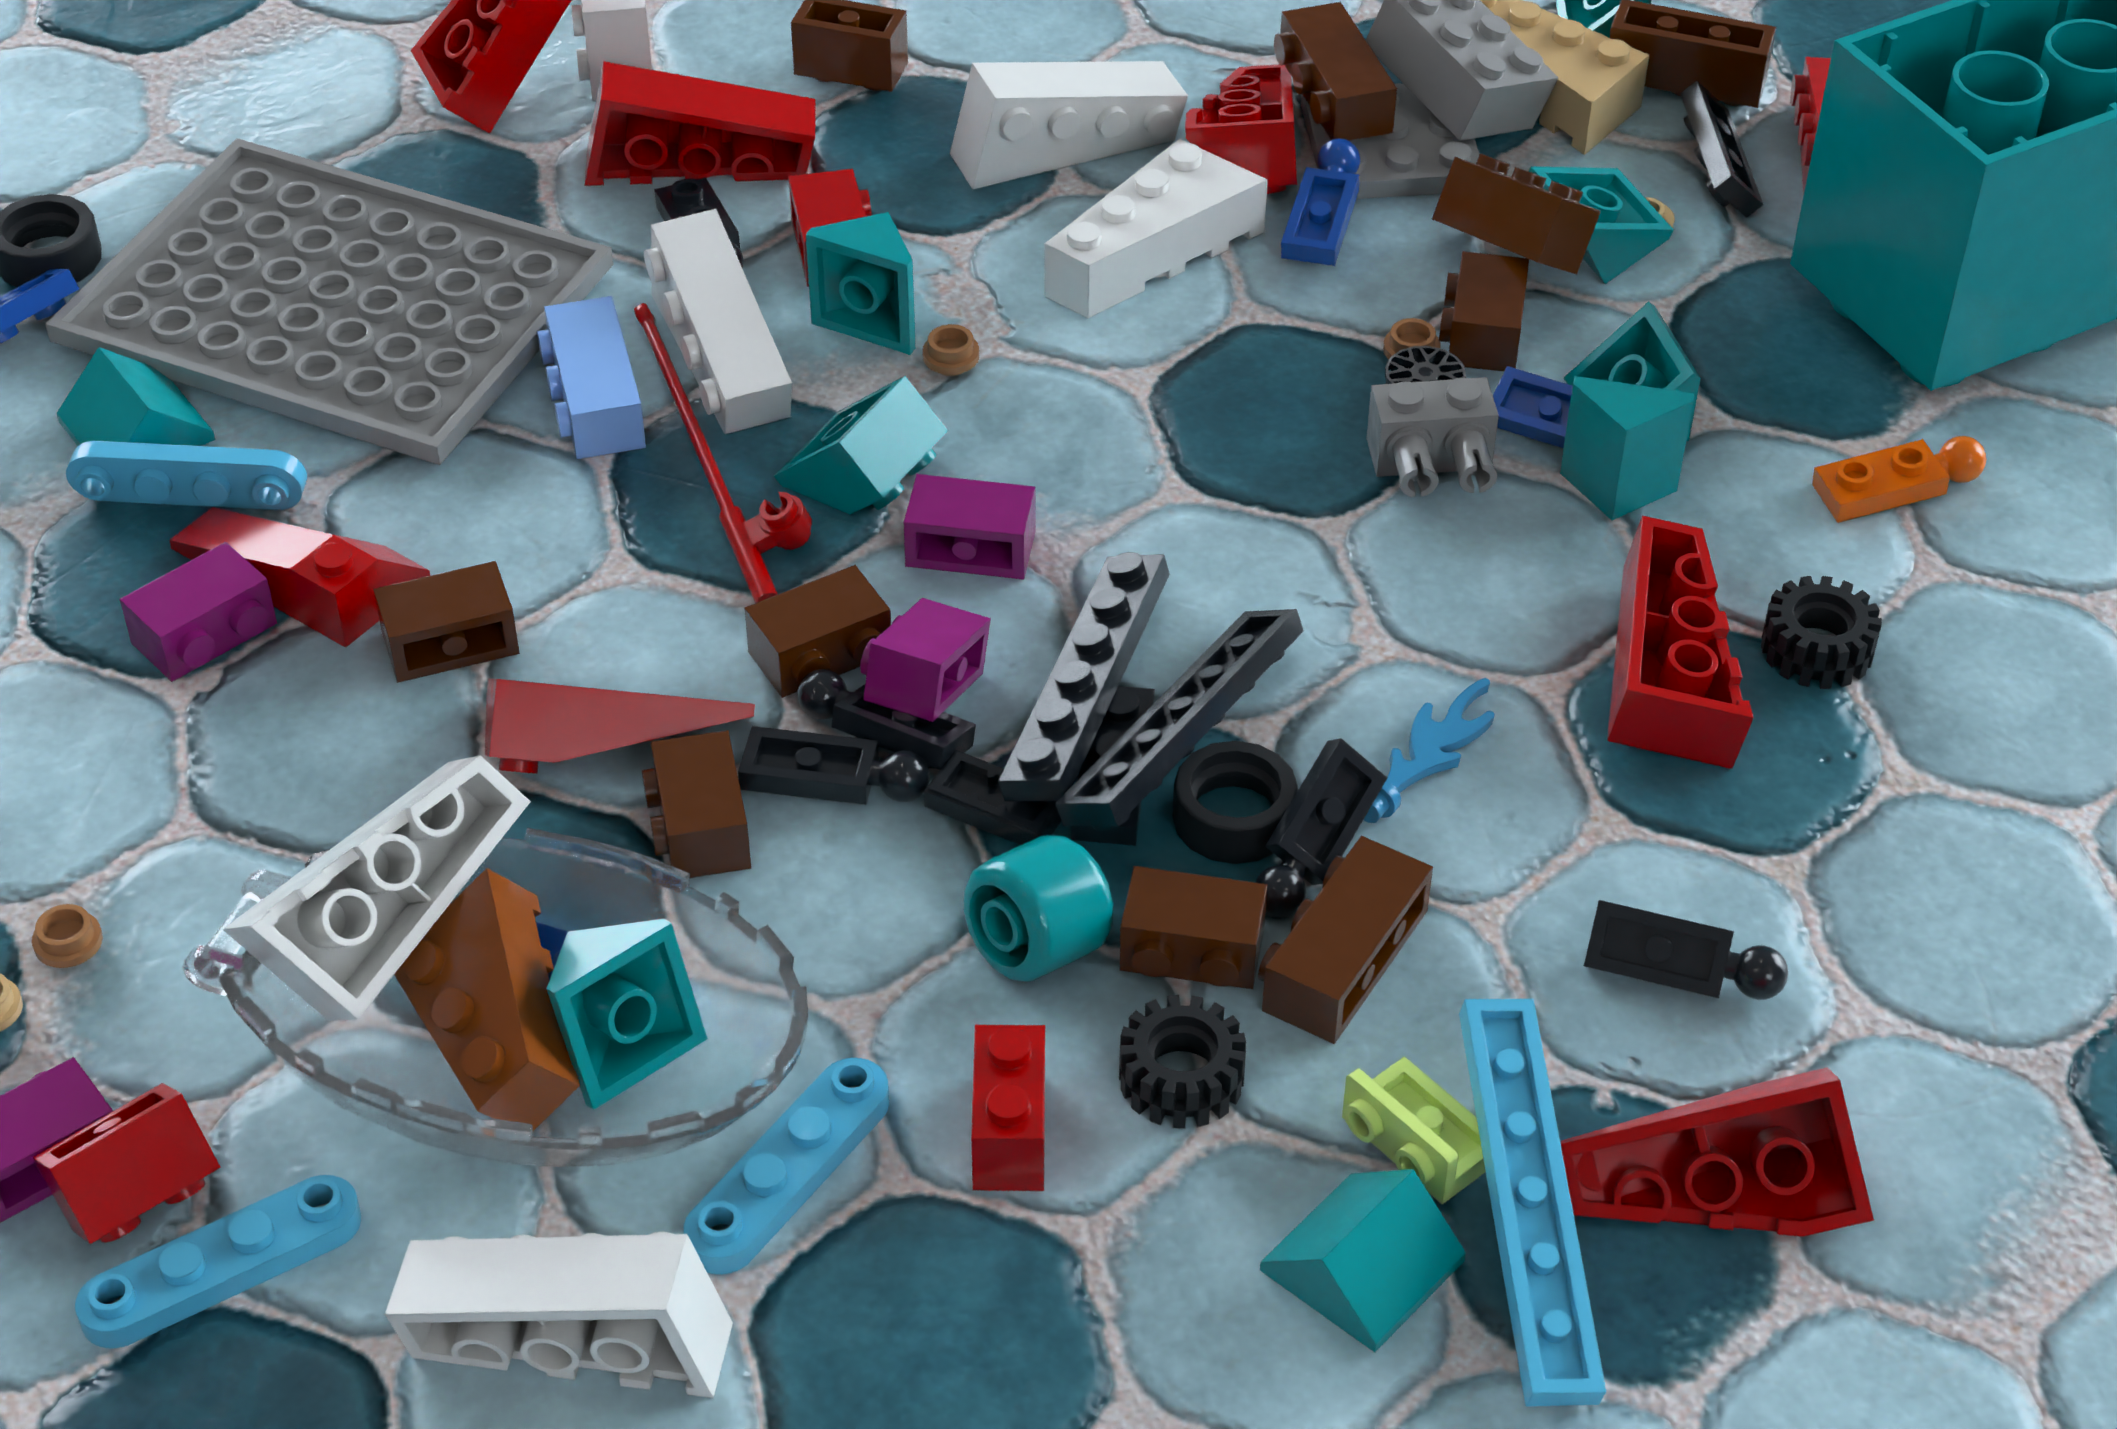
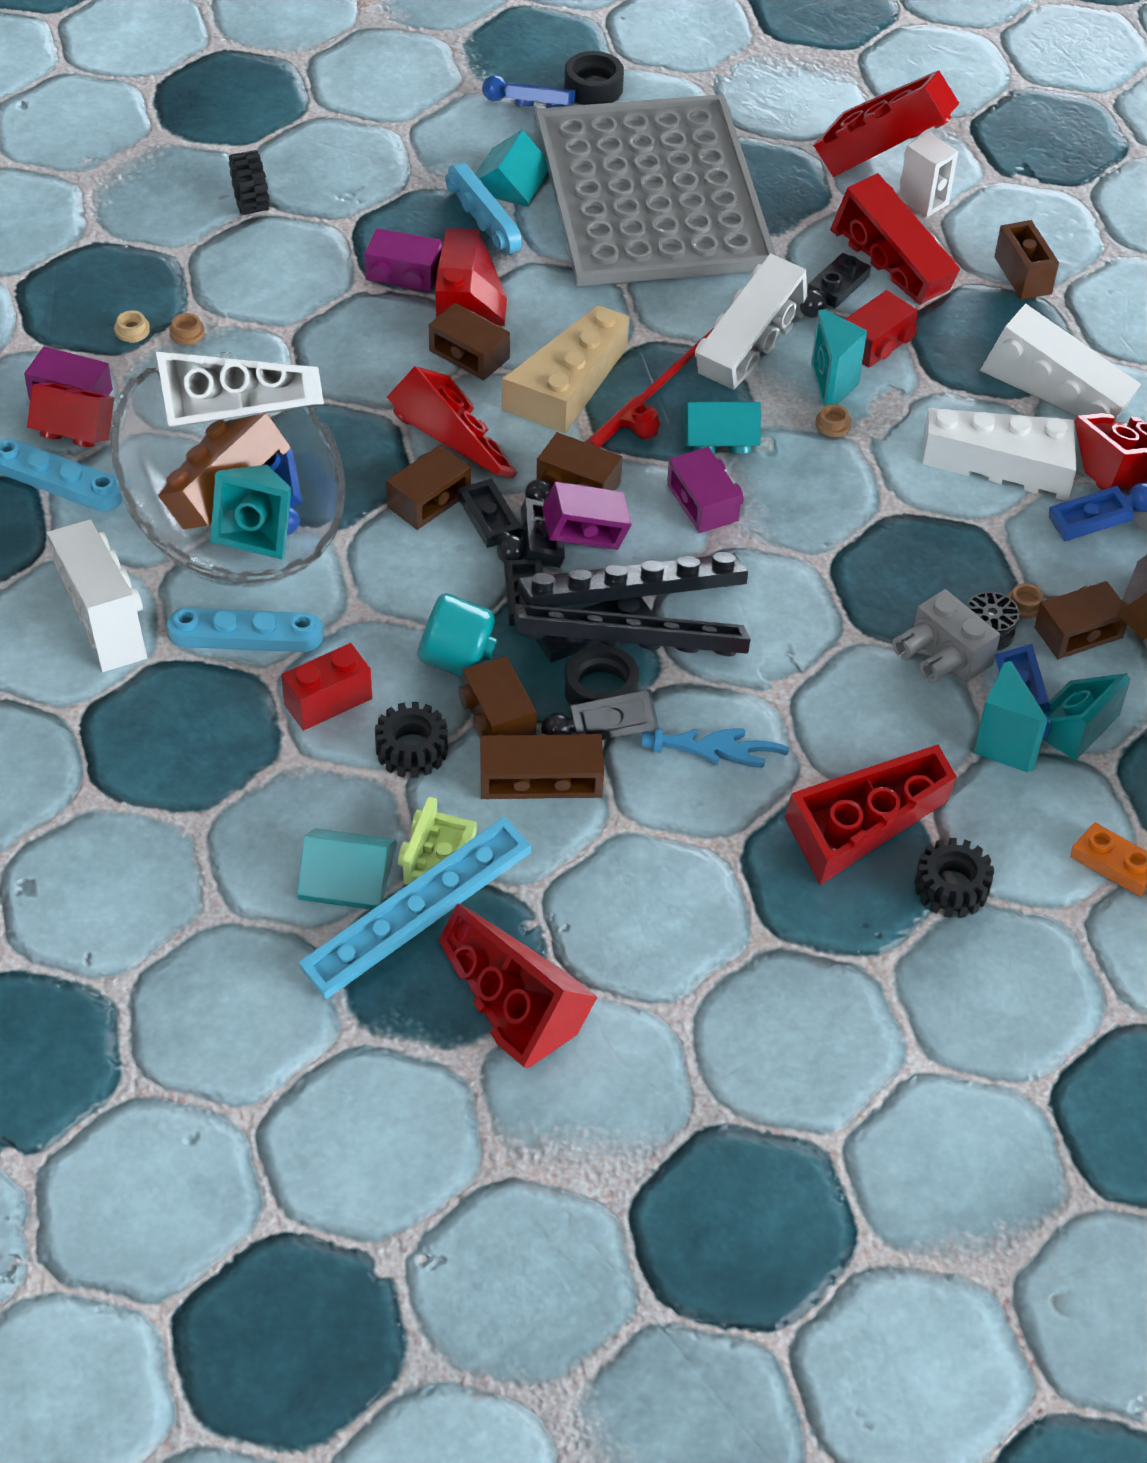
camera: 55 degrees right, 5 degrees up
(591, 378) = (680, 303): light blue brick -> none
(623, 549) = (567, 371): none -> tan wedge
(1680, 953) = (643, 908): black plate -> none

